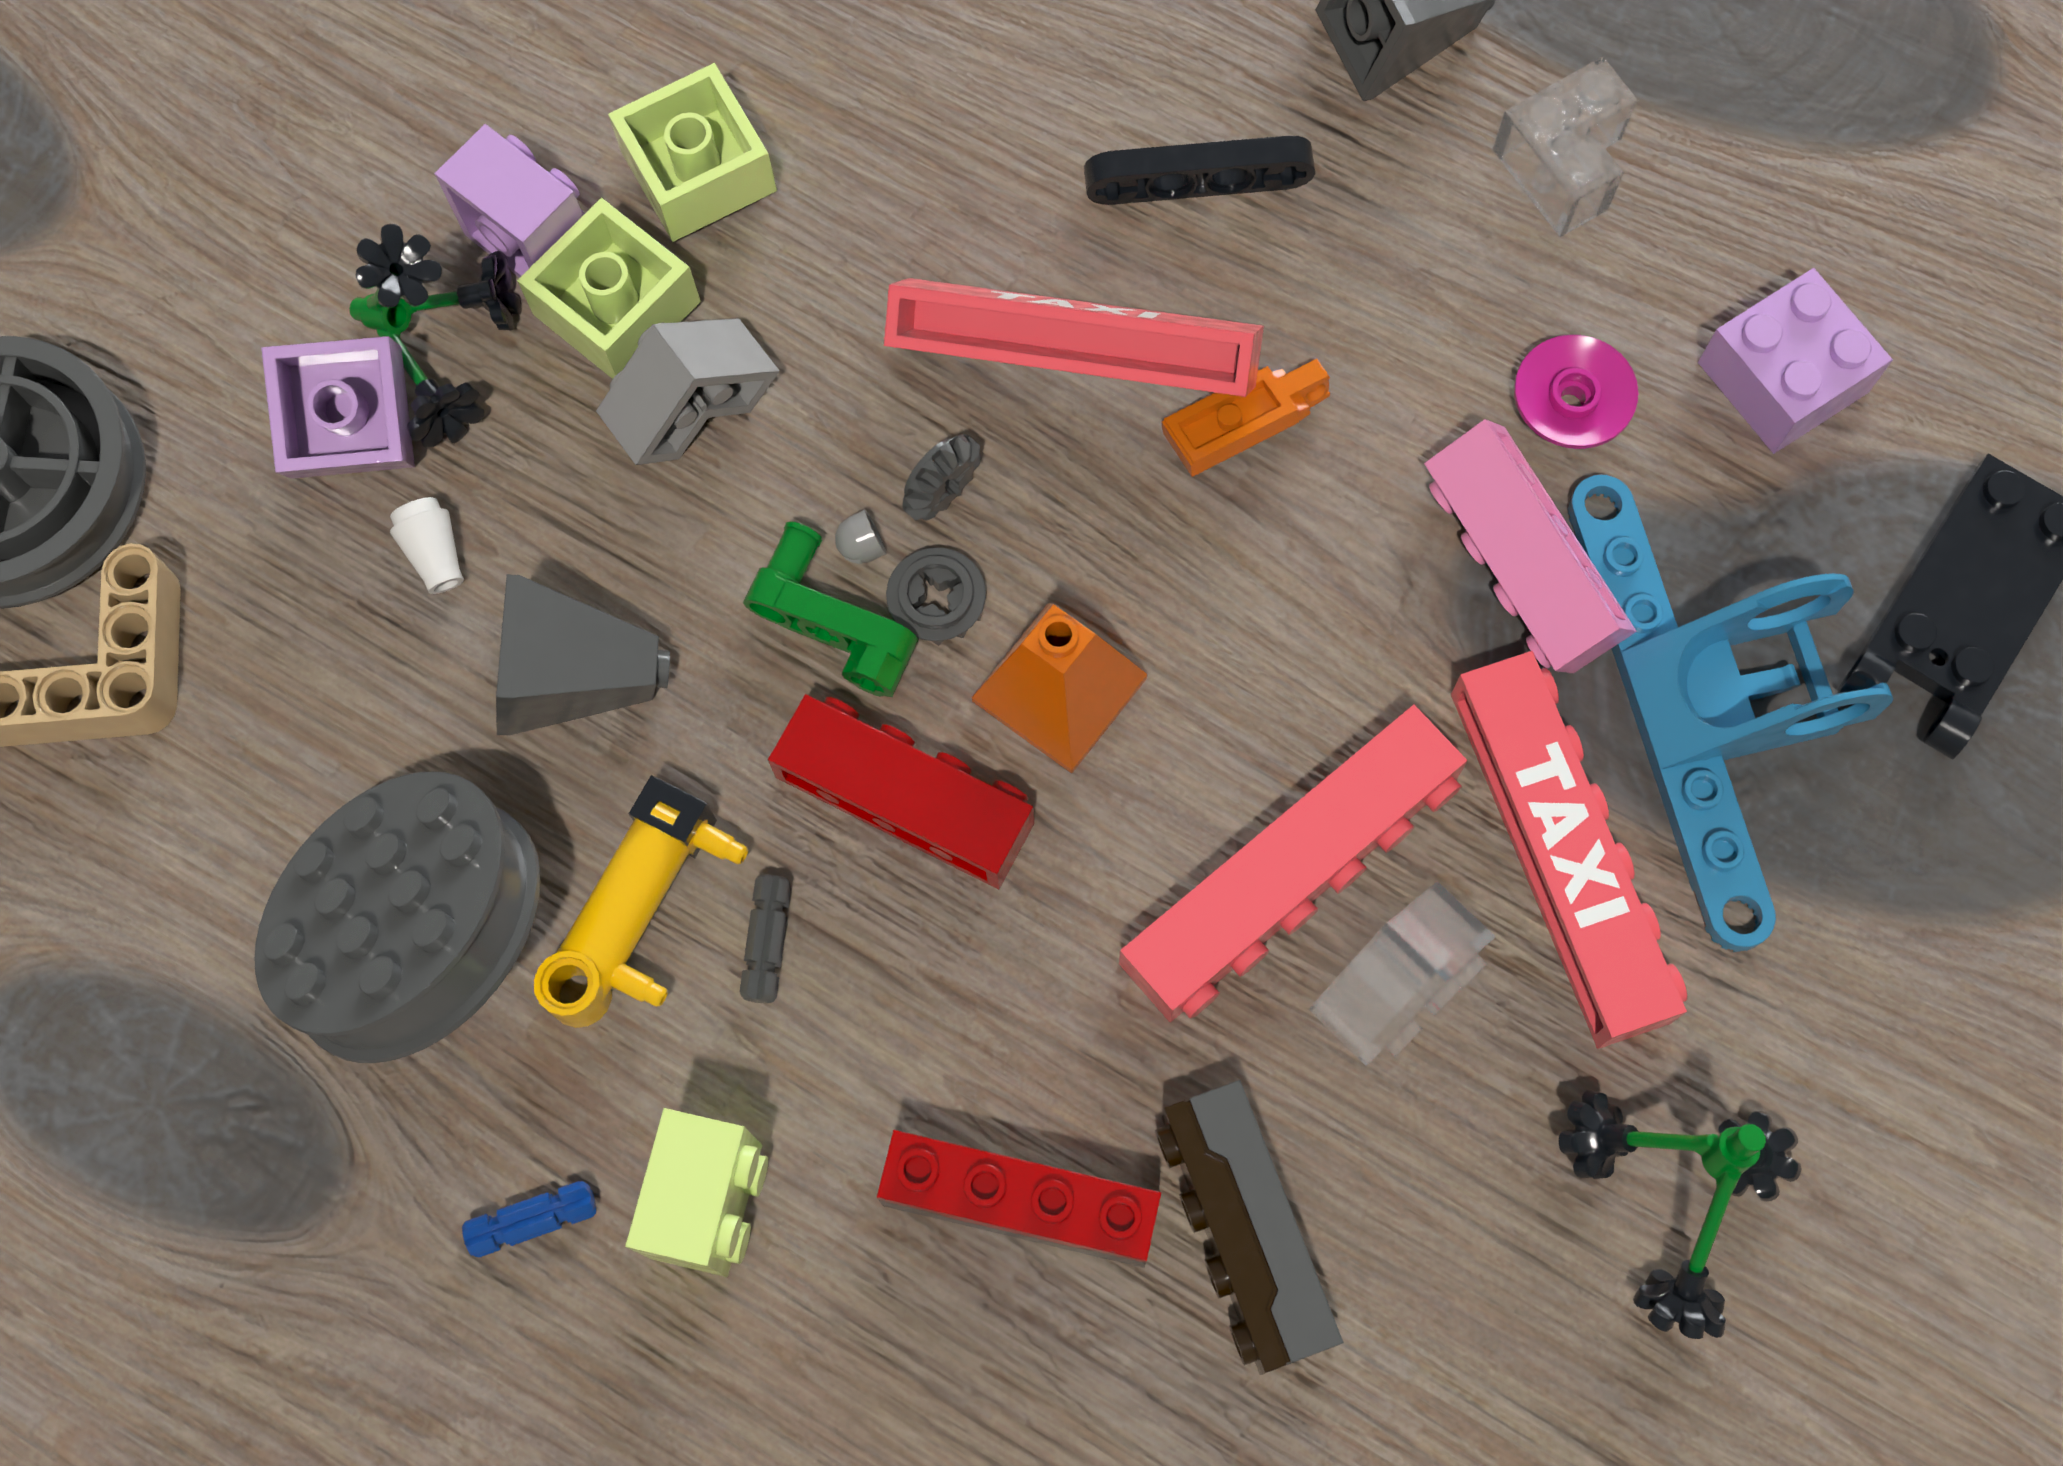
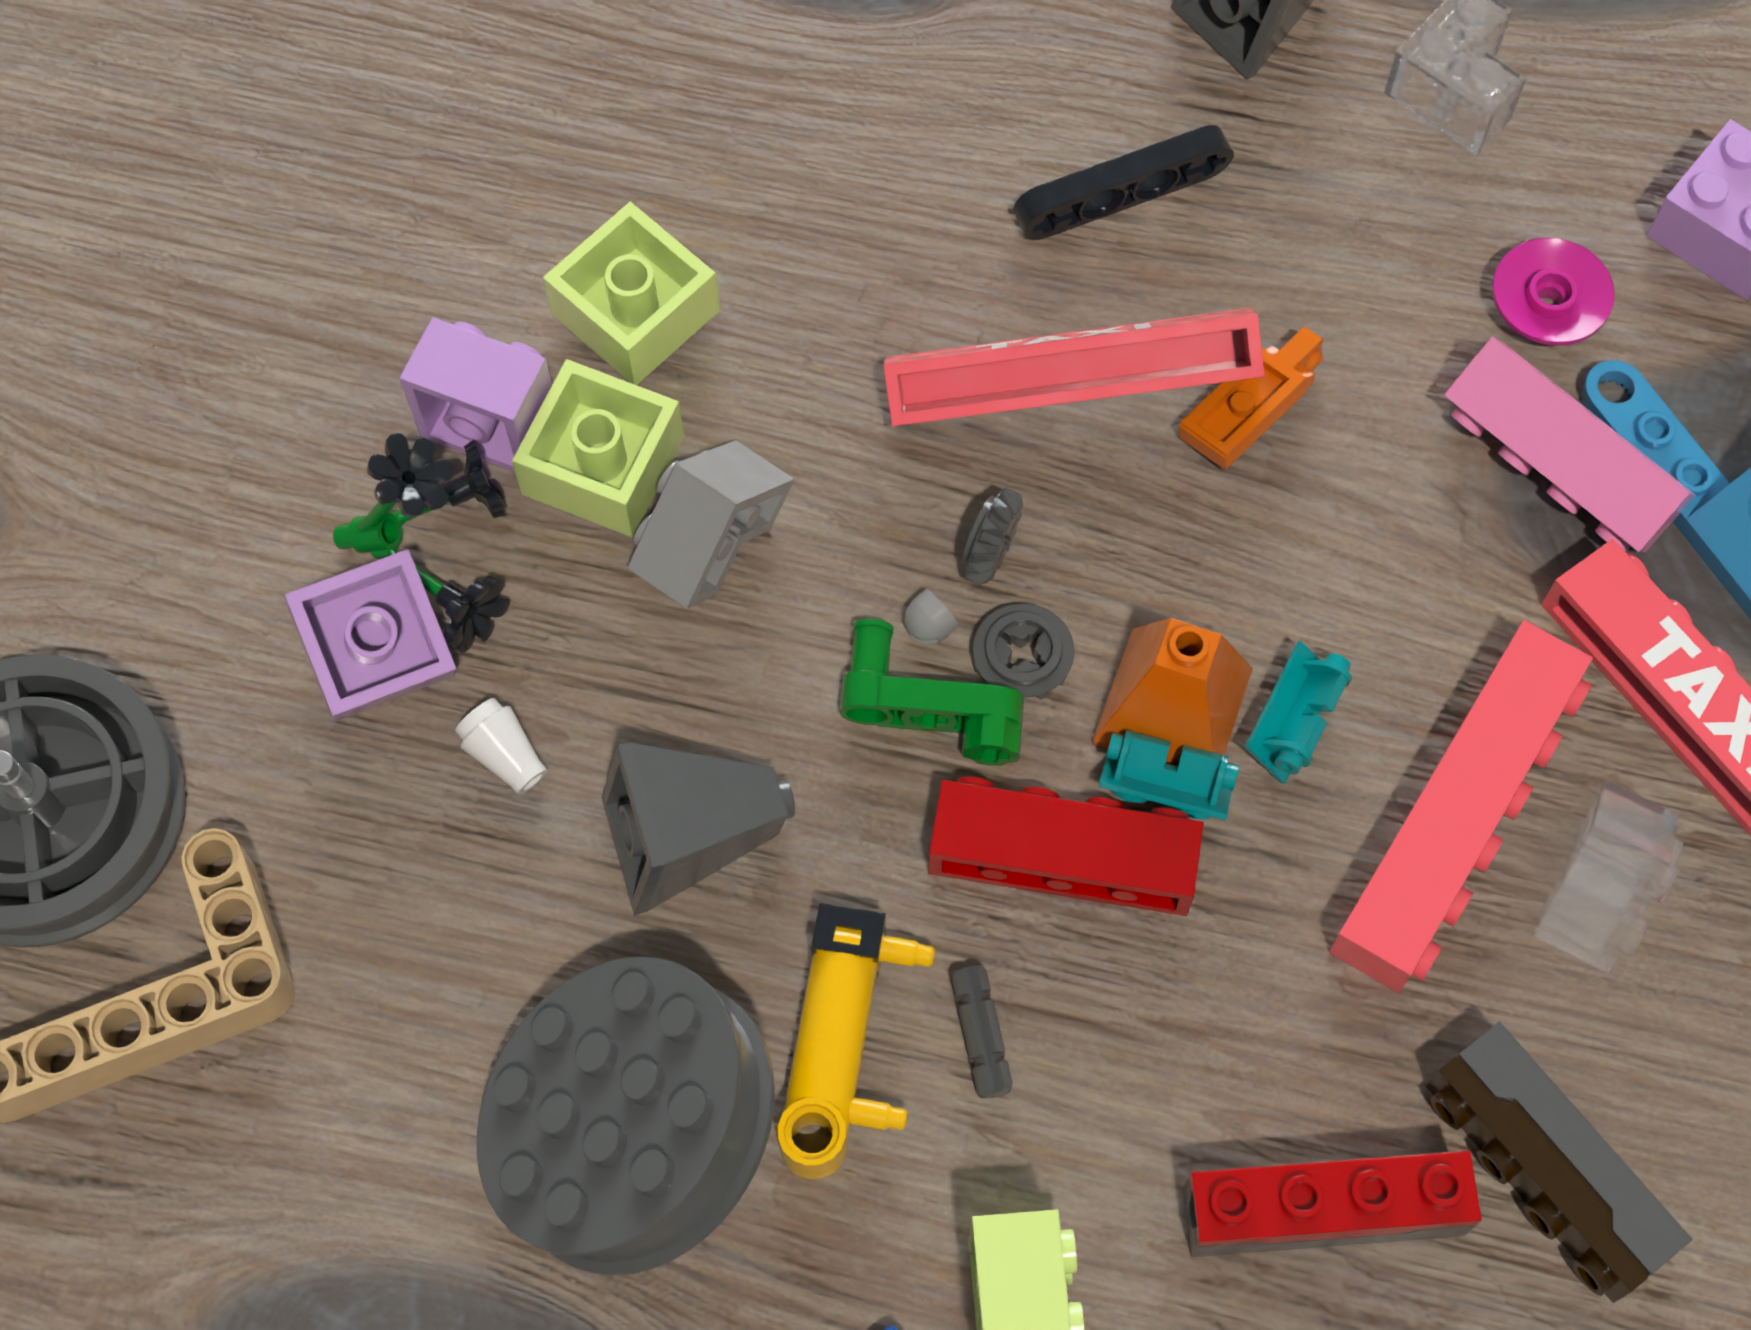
camera: 20 degrees left, 5 degrees down
(1046, 771) = (1139, 773): none -> teal hinge
(1167, 726) = (1291, 718): none -> teal hinge

